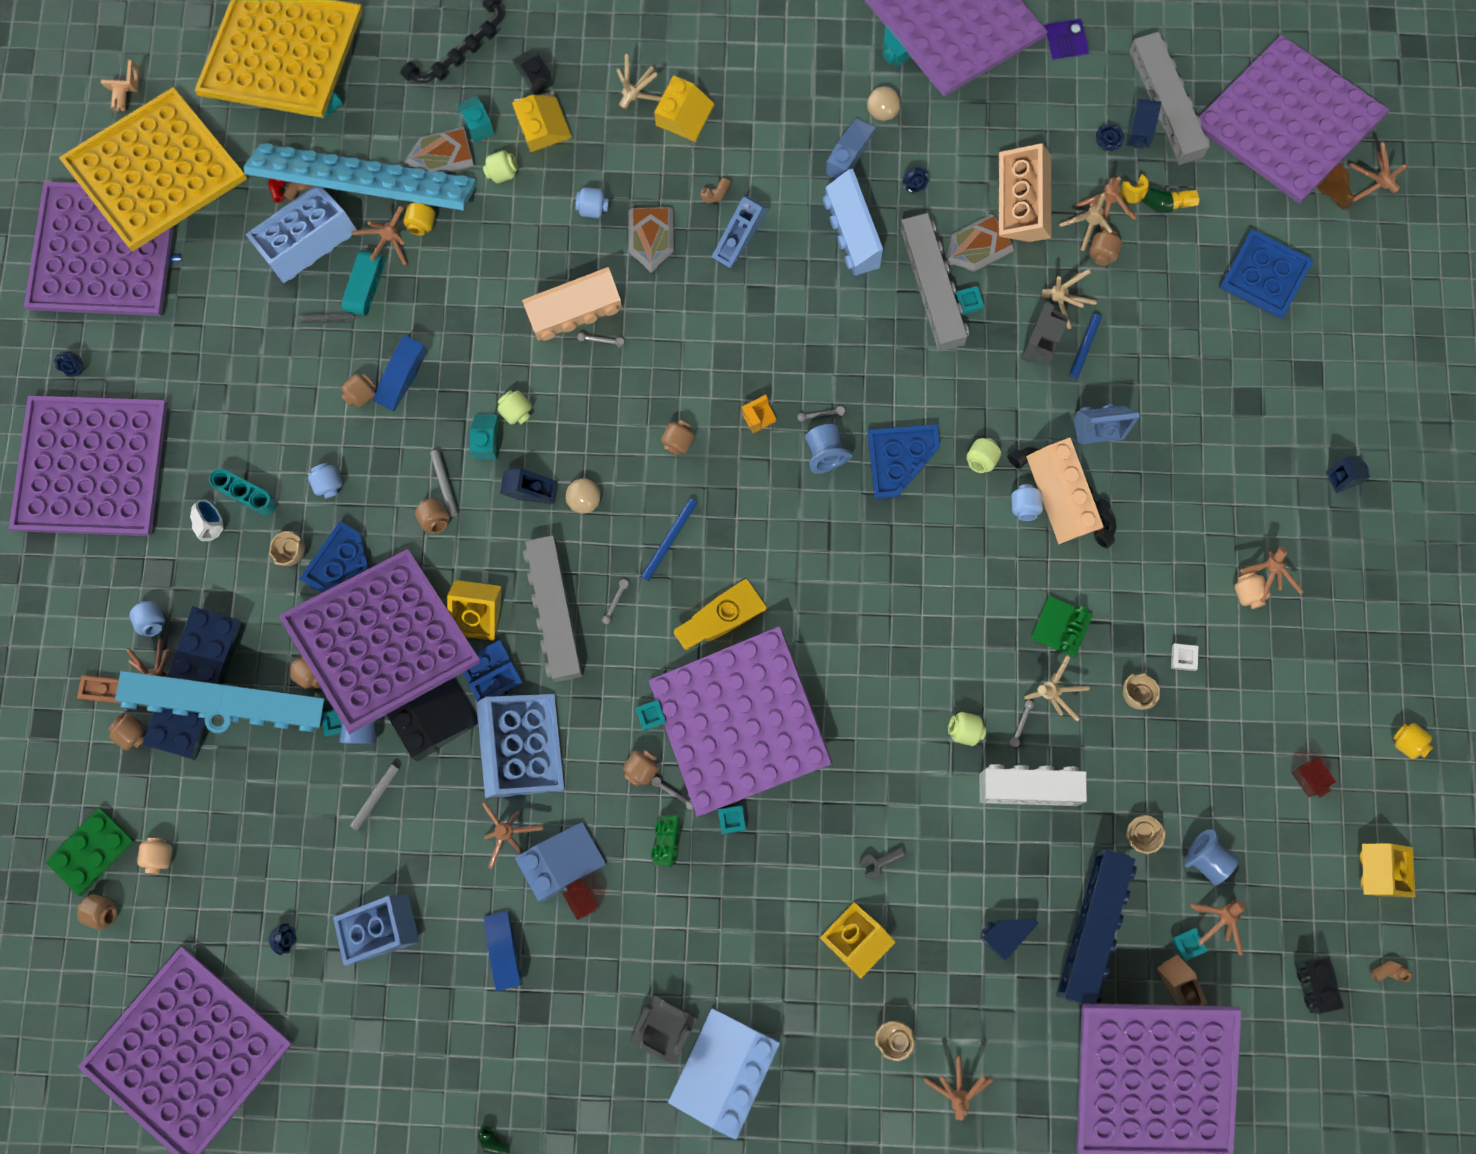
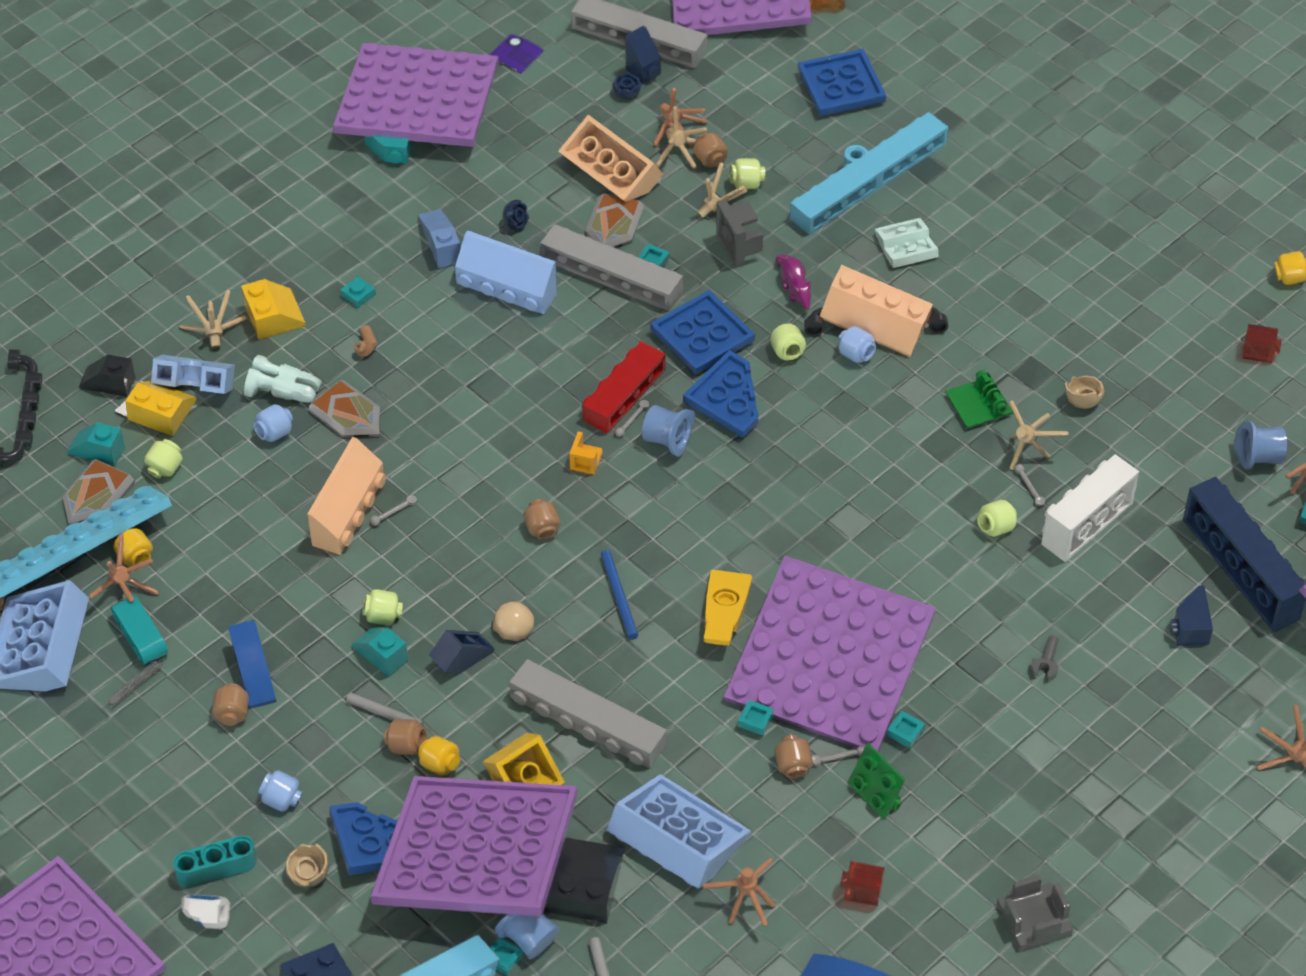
camera: 50 degrees left, 25 degrees down
(302, 675) = (437, 936): medium nougat head -> none
(437, 549) = (439, 755): none -> yellow head
(494, 672) = (593, 804): blue slope -> none
(560, 861) = (811, 881): medium blue slope -> none
(571, 103) = (207, 375): none -> light blue arch
(606, 619) = (621, 655): light grey hinge -> none
(629, 180) = (287, 384): none -> light aqua piece
(724, 1073) = (1118, 897): light blue slope -> none
(740, 230) = (419, 349): medium blue slope -> none
(753, 146) = (358, 292): none -> teal plate
(838, 385) = (623, 387): none -> red brick
(857, 940) = (1096, 719): yellow slope -> none
(883, 103) = (429, 188): tan hair -> none
(895, 1040) = (1206, 754): tan hair -> none
(937, 391) = (702, 332): none -> blue plate
(1047, 408) = (794, 279): none -> magenta animal
(1085, 346) = (772, 222): blue bar -> none
(1104, 424) = (852, 248): medium blue slope -> none
(1108, 291) = (746, 173): none -> yellowish green head
(1146, 834) = (1200, 469): tan hair -> none
(1157, 199) = (709, 95): yellow piece -> none
(1159, 451) = (906, 242): none -> light aqua slope
(1184, 657) = (1085, 347): white plate -> none
(1198, 370) = (867, 172): none -> medium azure hinge
(1250, 590) = (1077, 269): light nougat head -> none
(1275, 565) = (1075, 233): nougat plant -> none
(1348, 473) = (1048, 151): dark blue slope -> none

